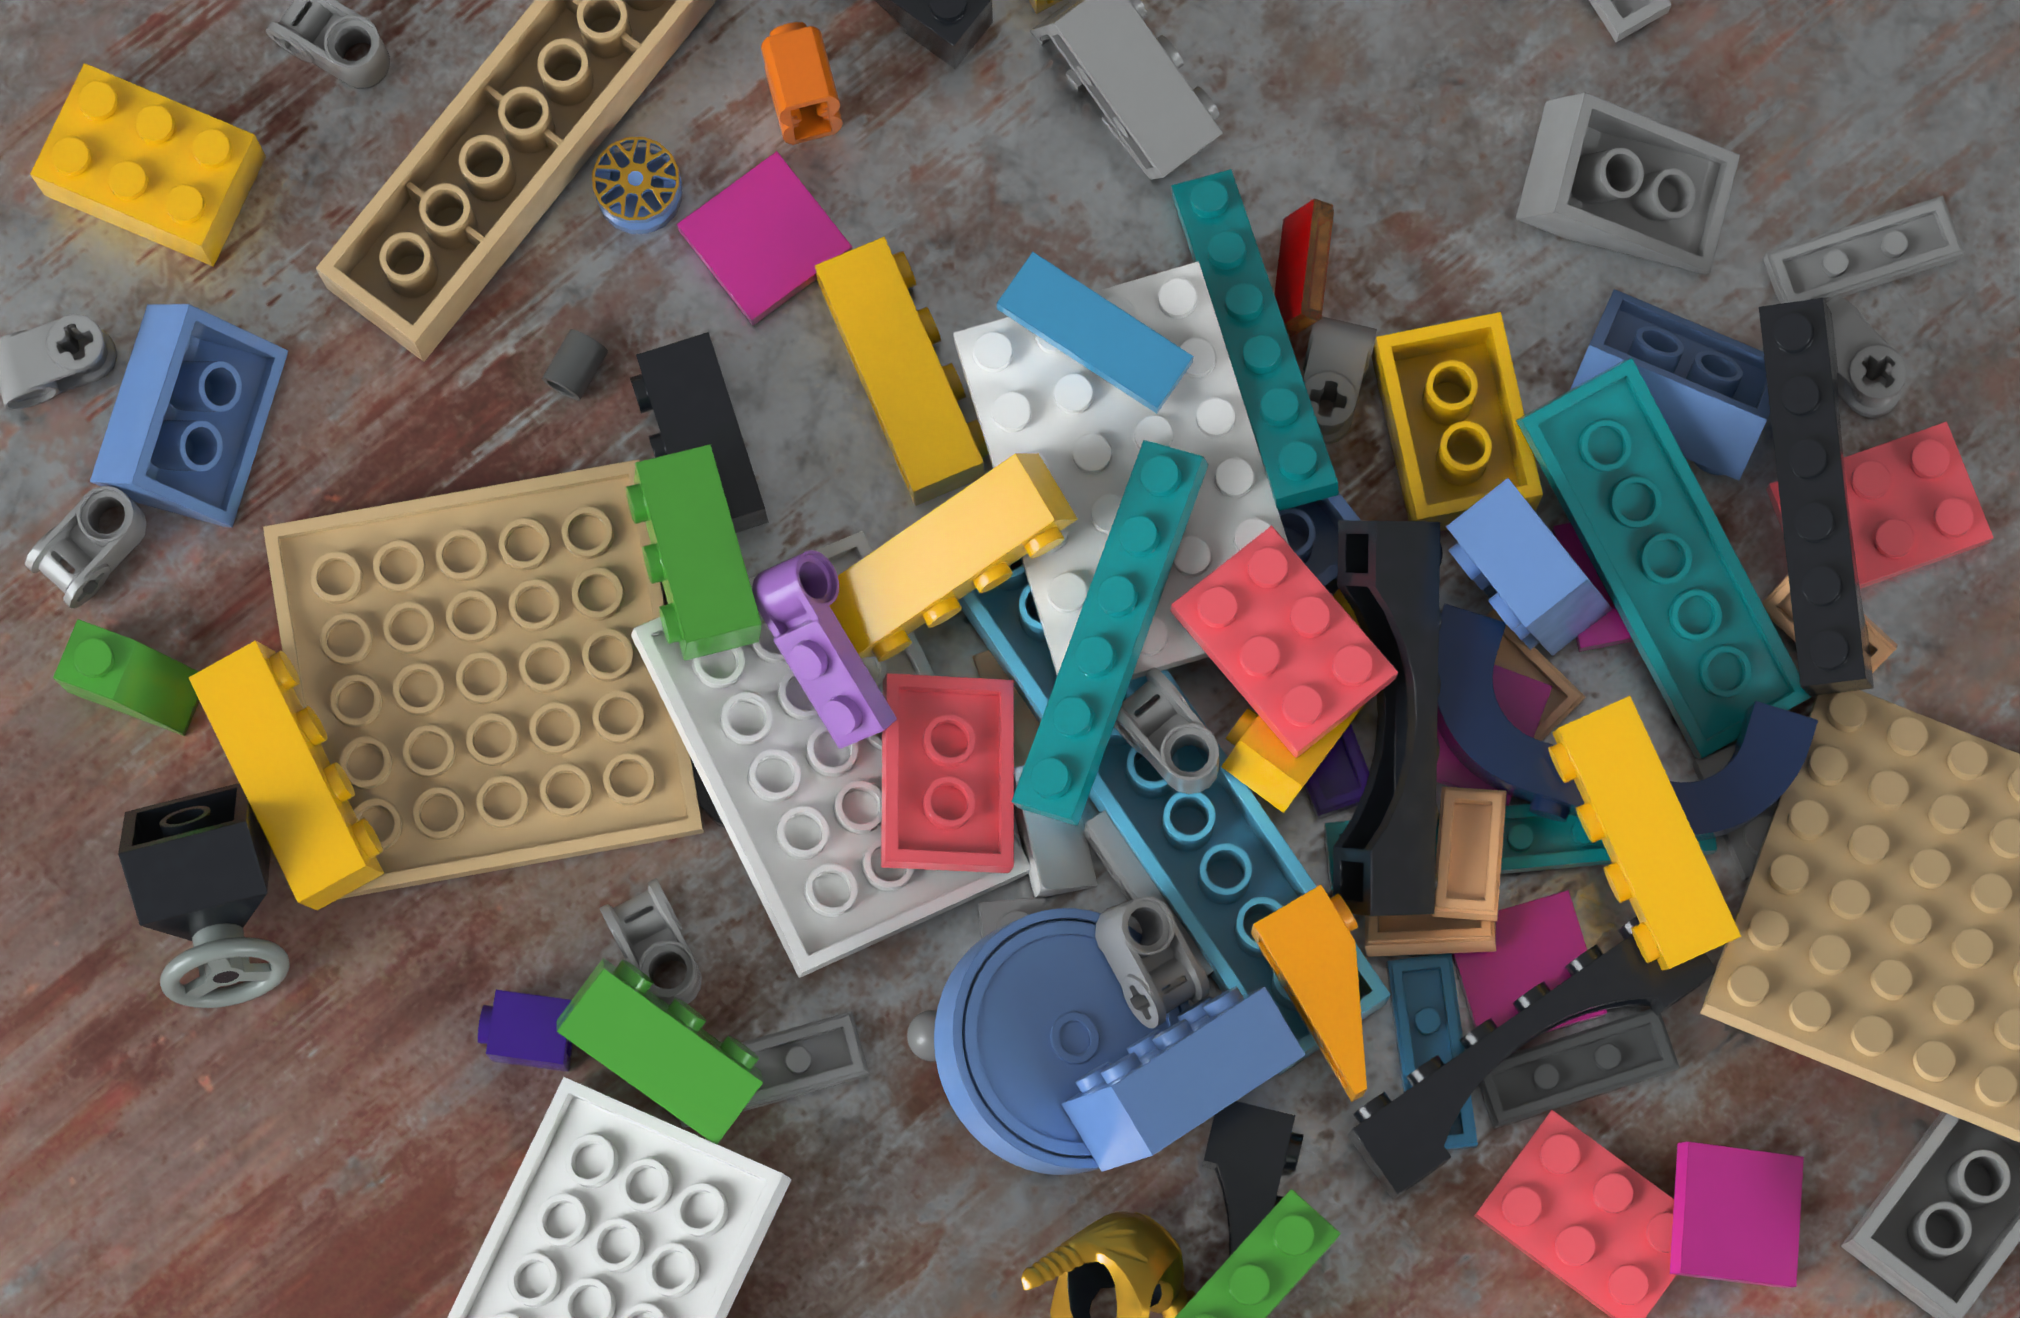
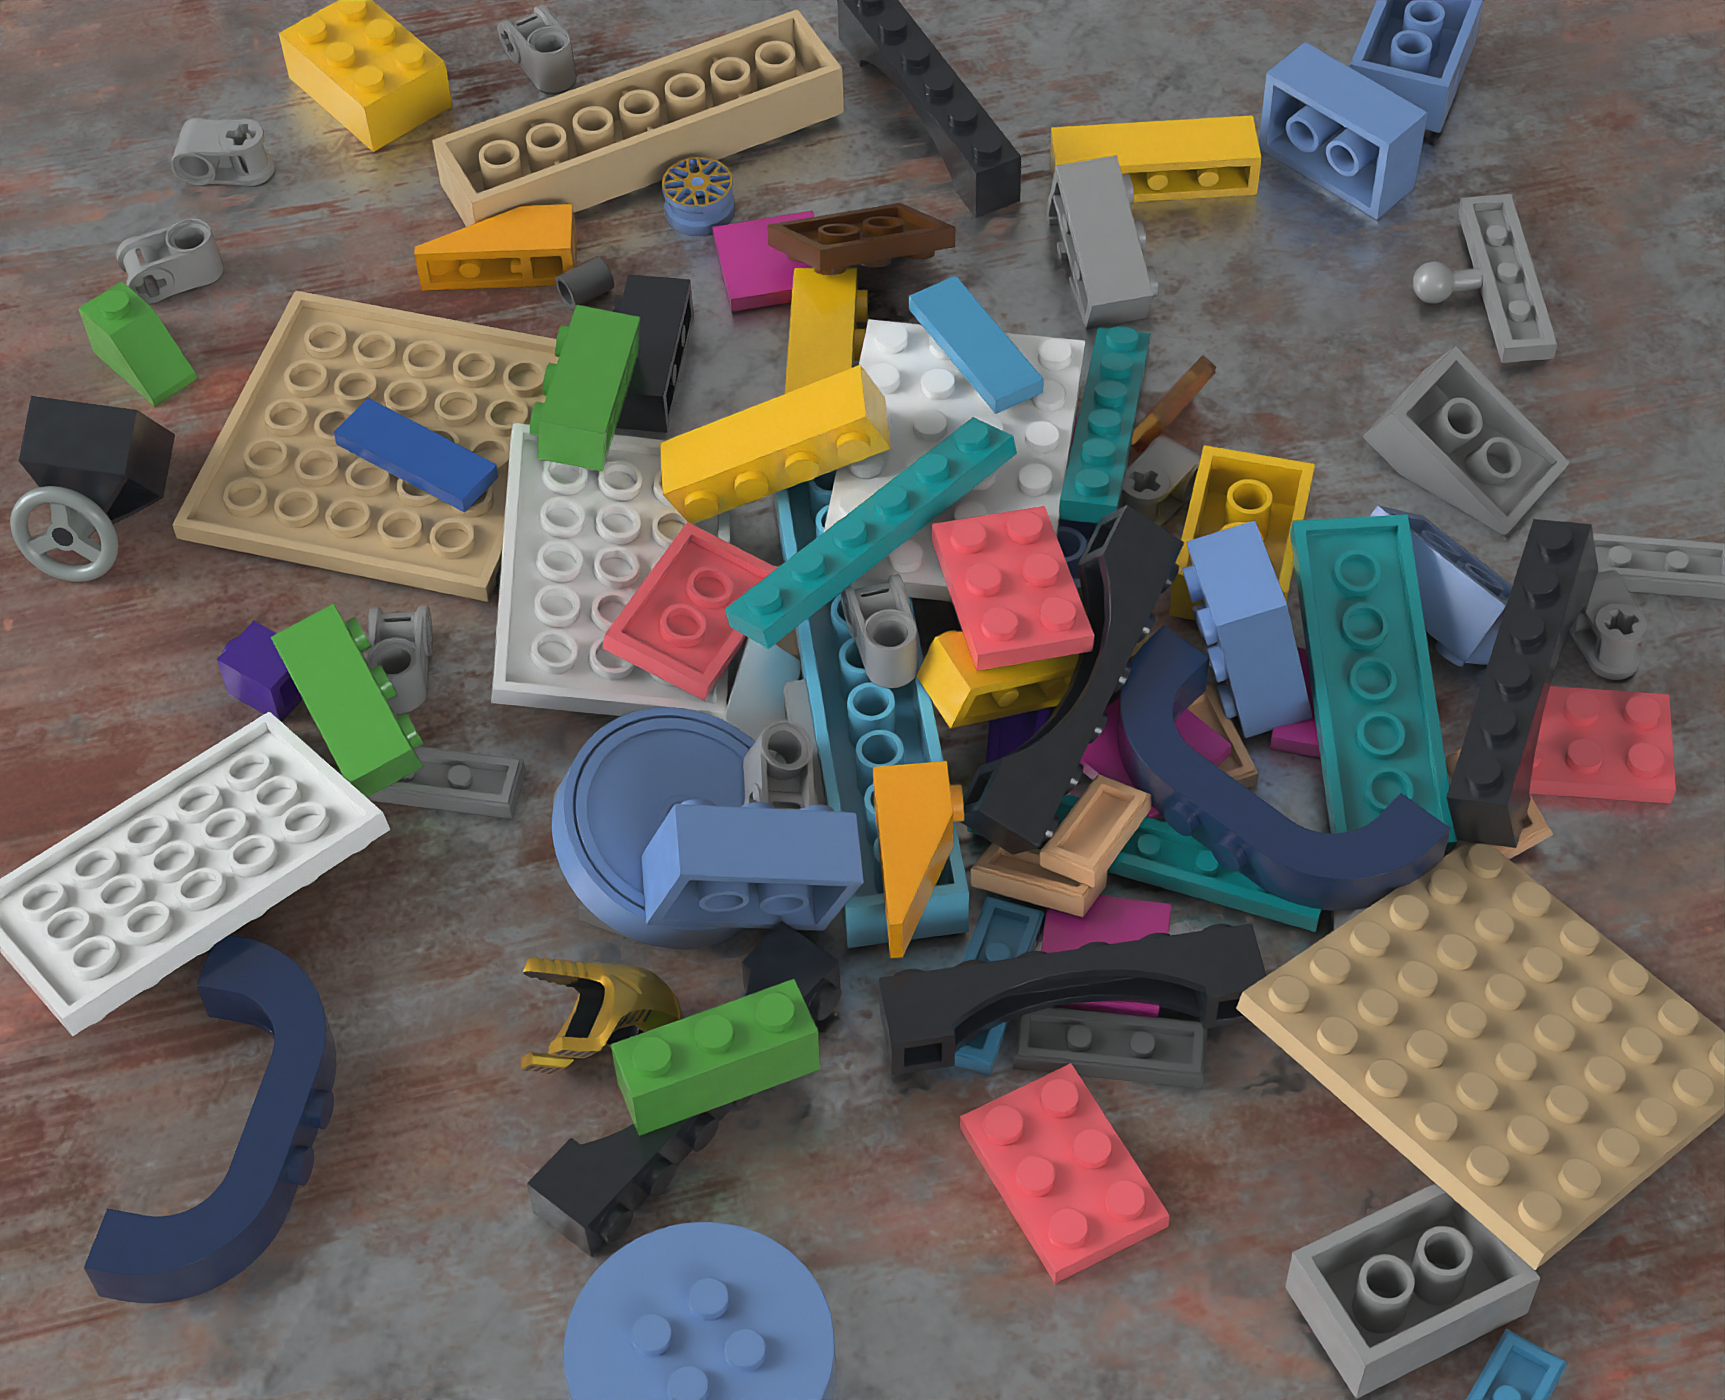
camera: 25 degrees right, 25 degrees down
(189, 414) = (295, 214): medium blue slope -> none
(287, 774) = (198, 429): yellow brick -> none
(475, 355) = (504, 251): none -> light orange slope
(536, 698) = (416, 454): none -> blue tile
(797, 610) = (641, 475): medium lavender plate -> none
(801, 83) = (850, 159): orange brick -> none
(865, 186) = (861, 237): none -> reddish brown plate
(1644, 833) = (1251, 841): yellow brick -> none
(1736, 1215) = (1197, 1212): dark pink tile -> none

